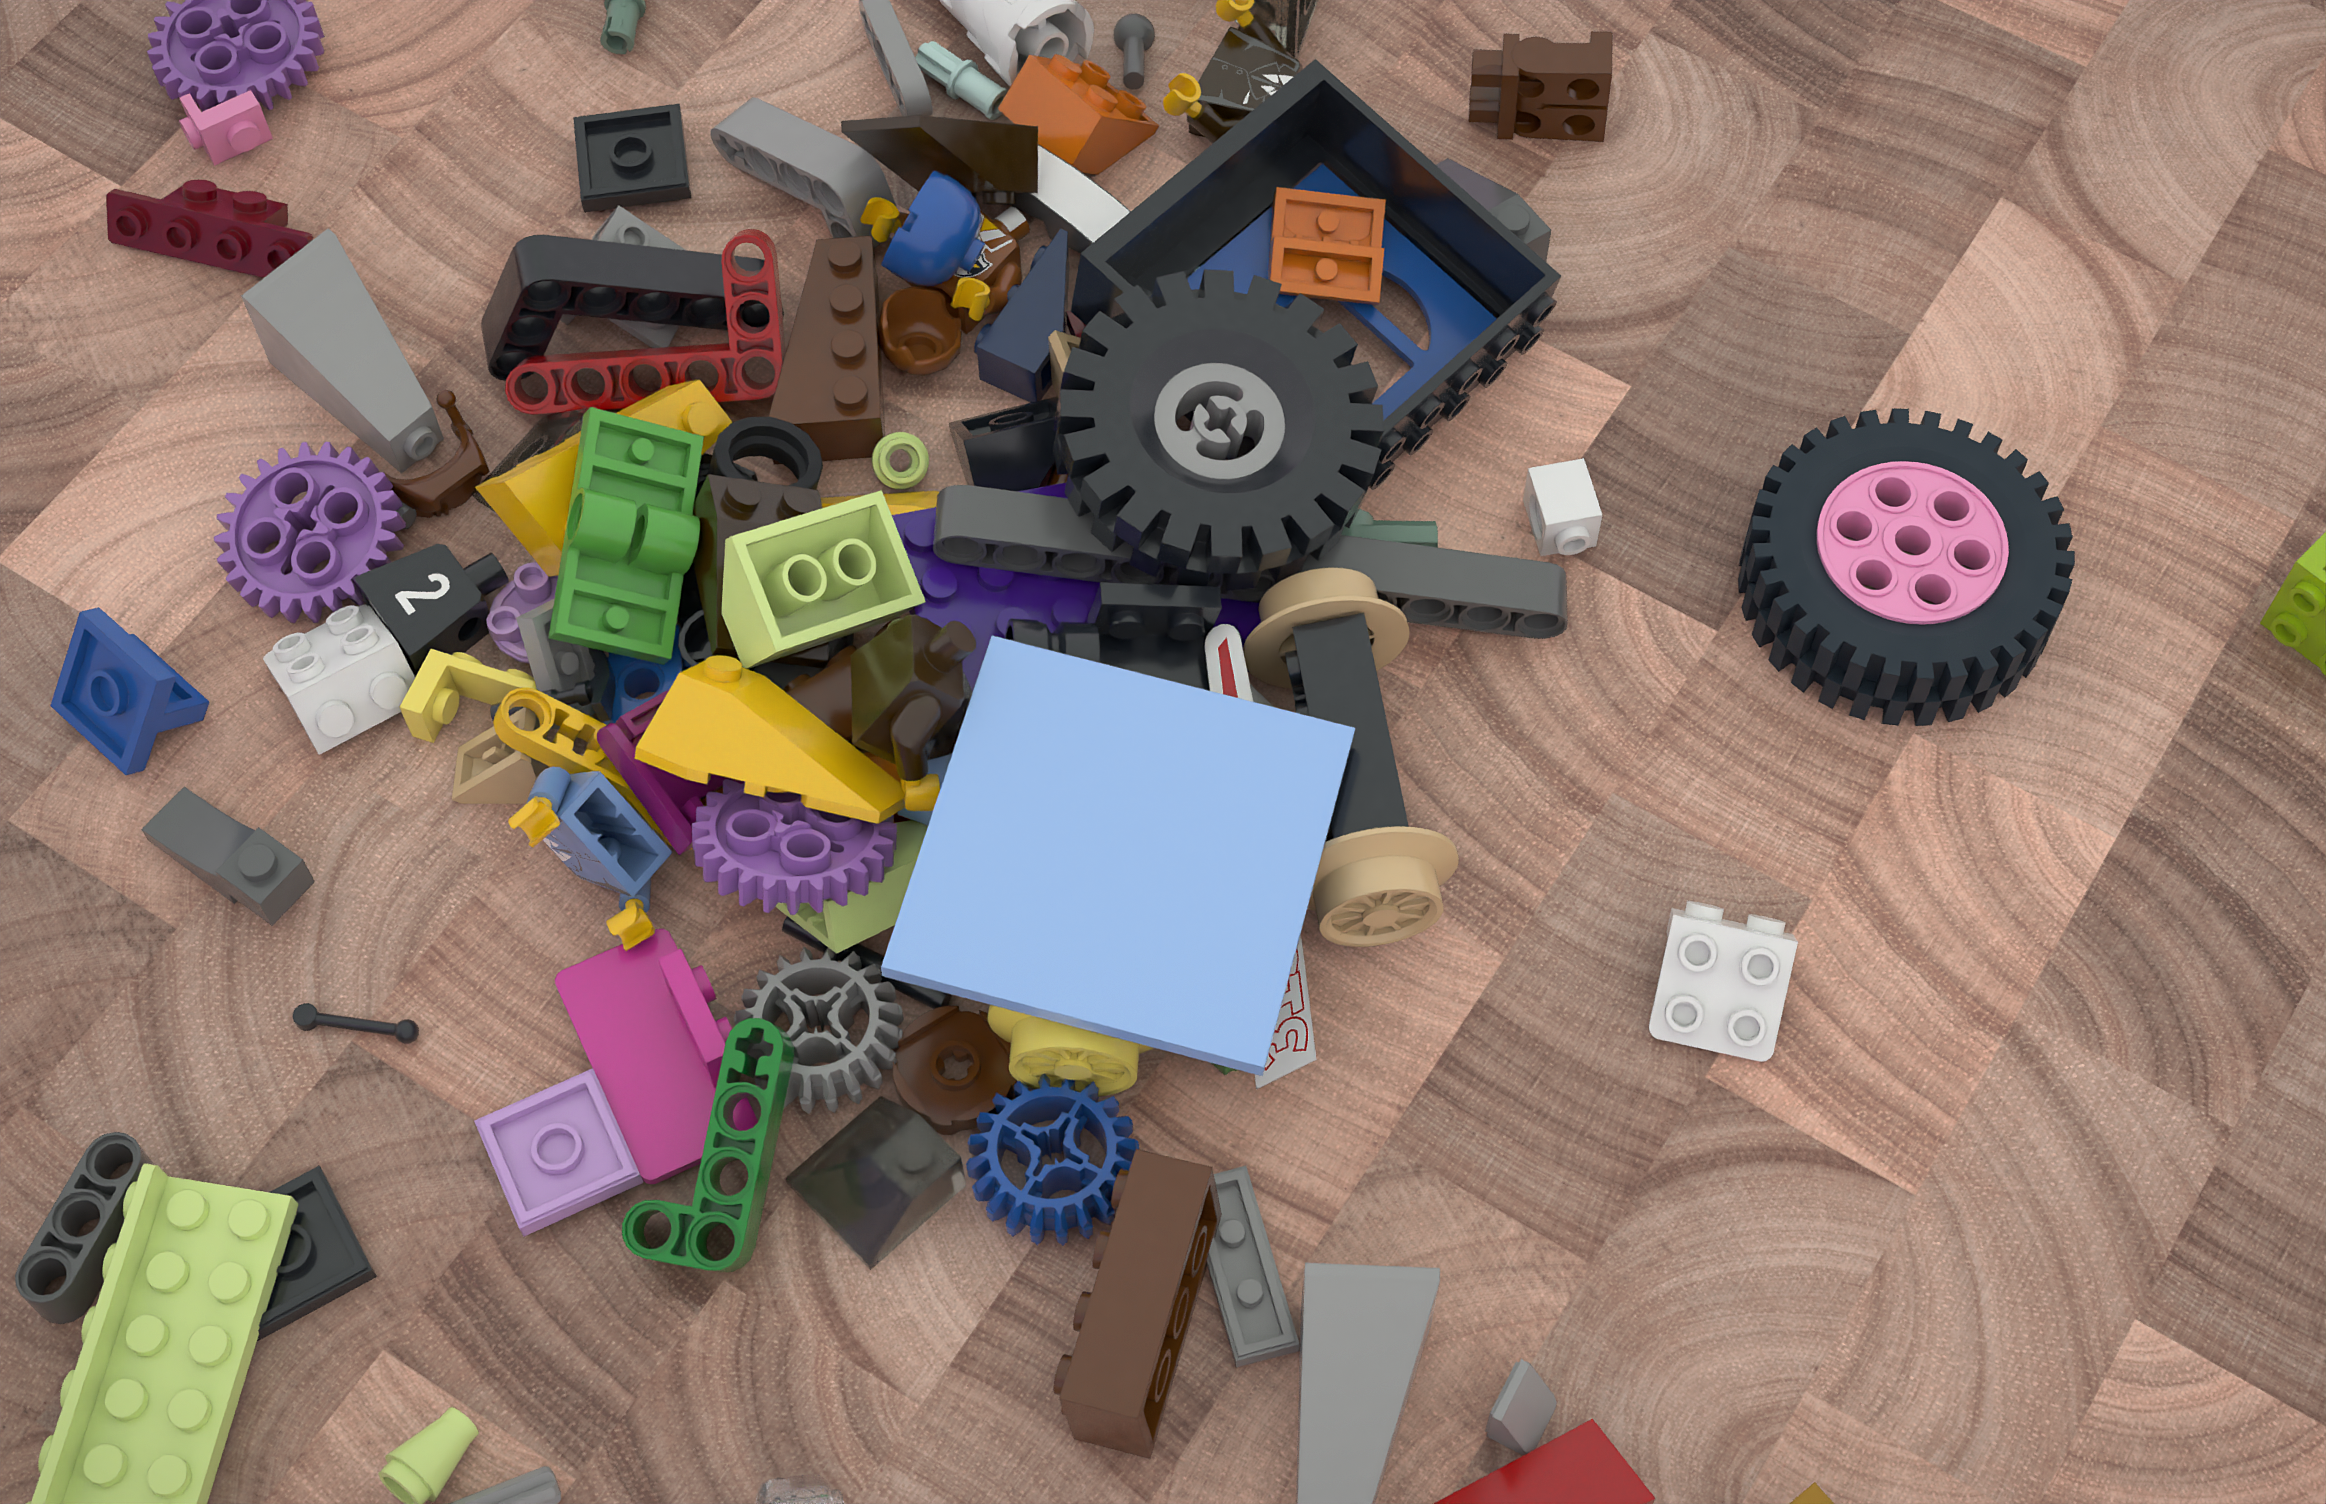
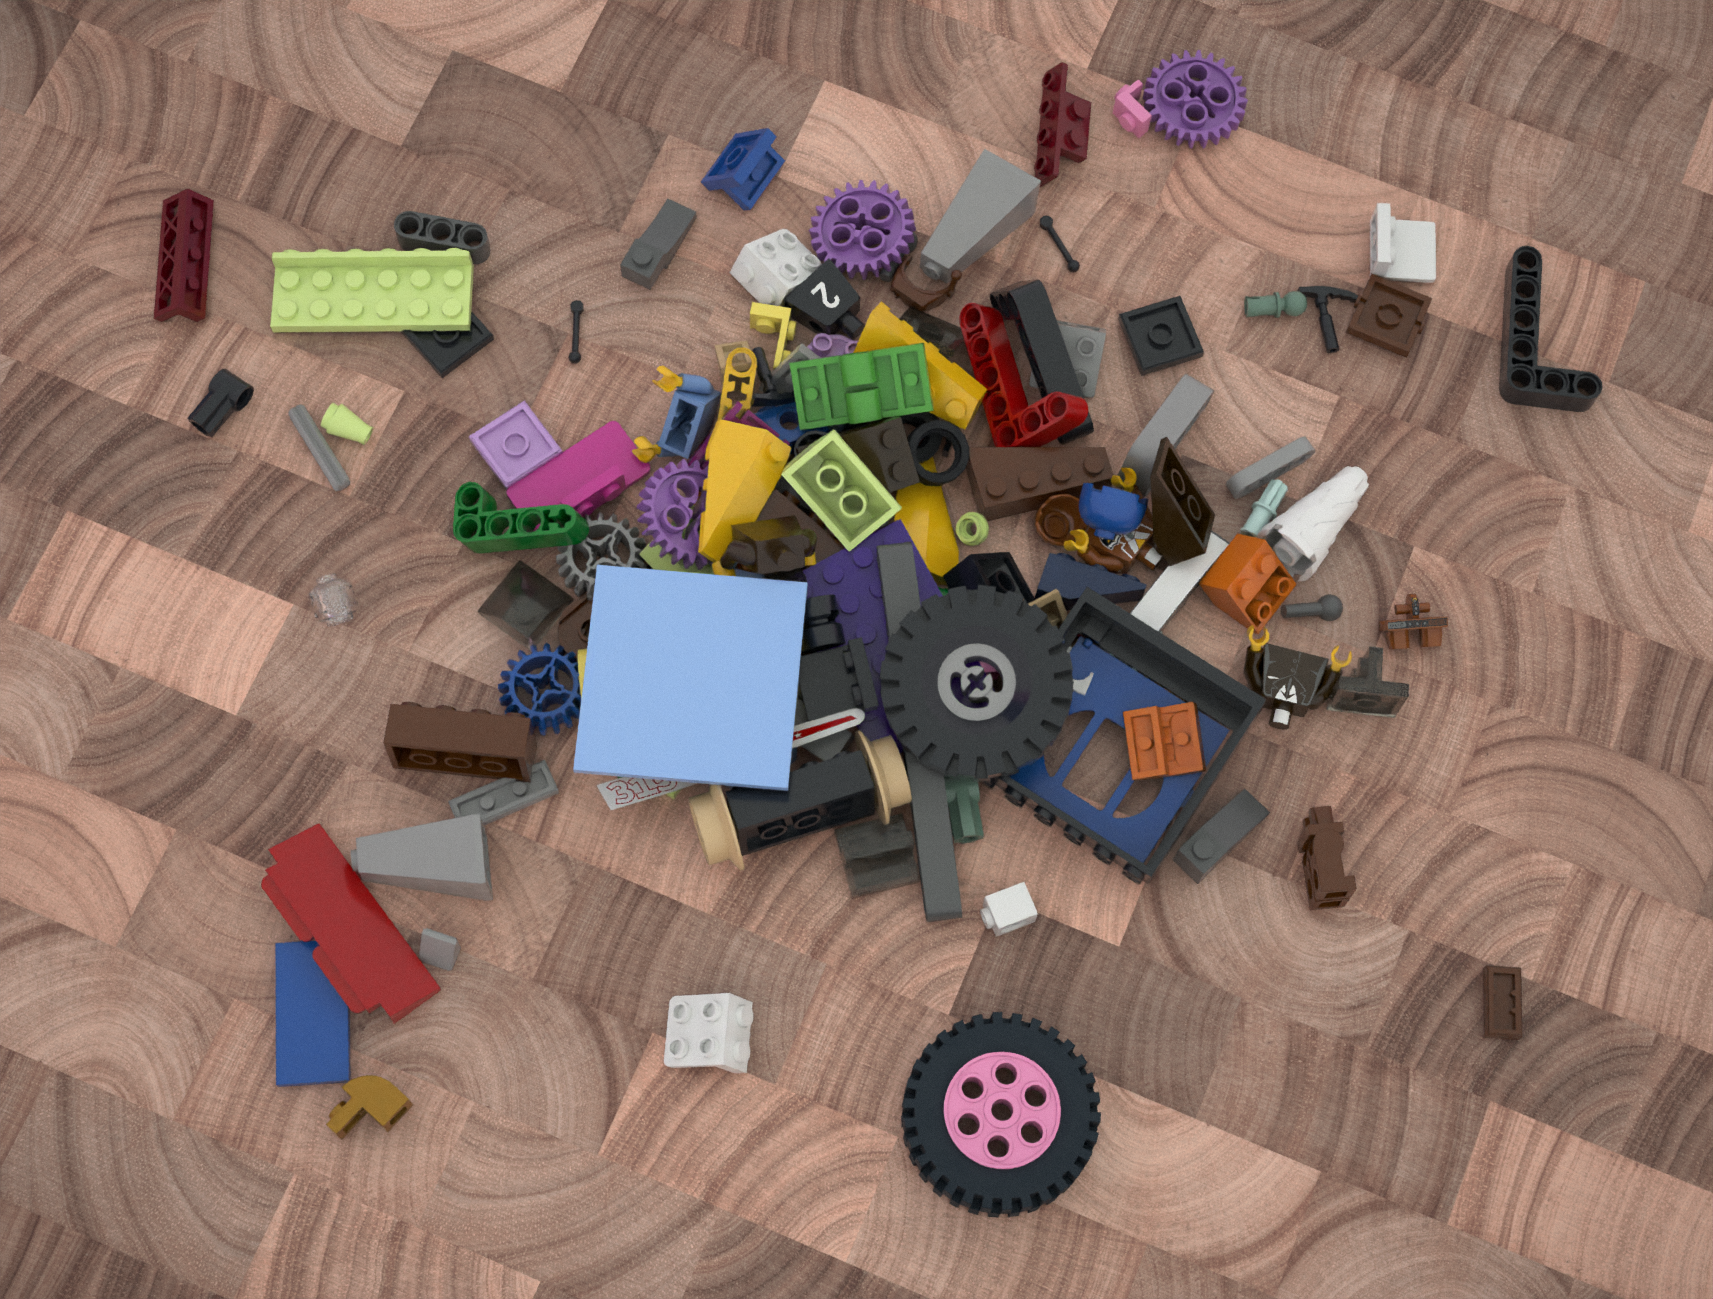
camera: 75 degrees right, 10 degrees up
(382, 281) = (1046, 223): none -> black hinge
(1444, 684) = (877, 856): none -> clear smoke bracket

